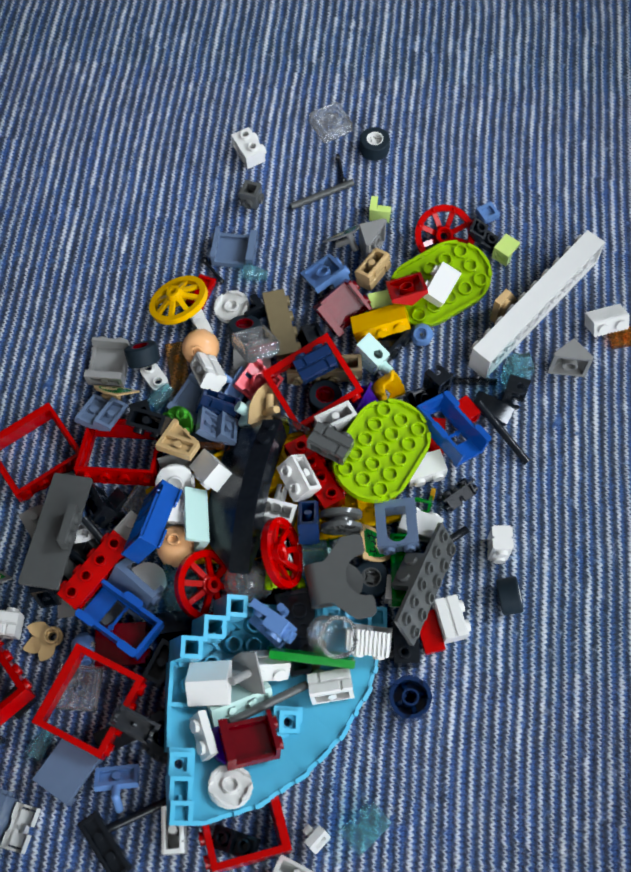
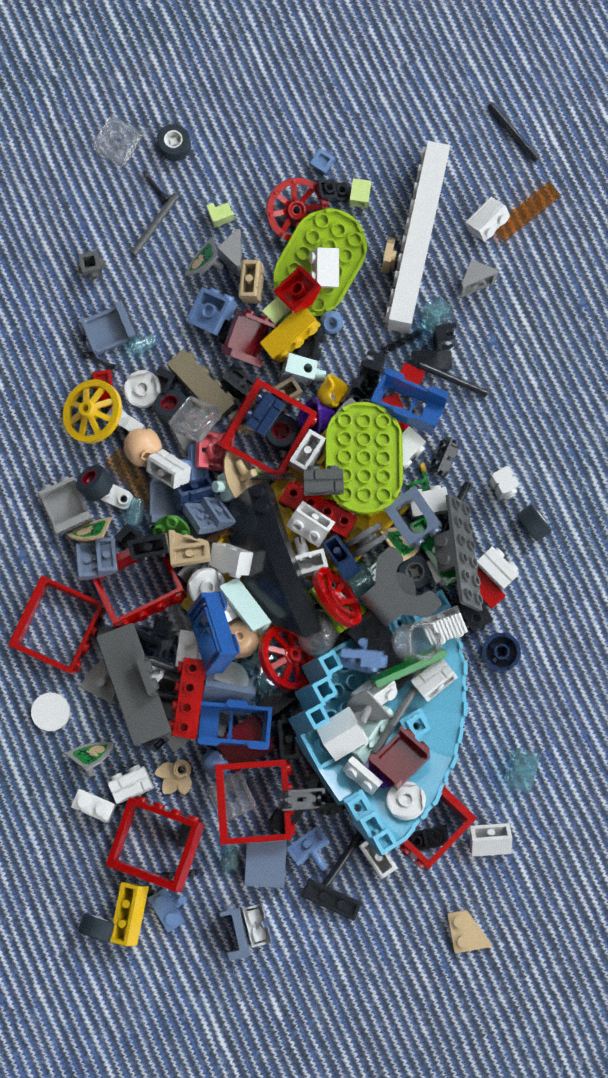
camera: 30 degrees left, 15 degrees up
(248, 147) = (54, 212): white brick -> none
(316, 838) = (488, 799): white tile -> none

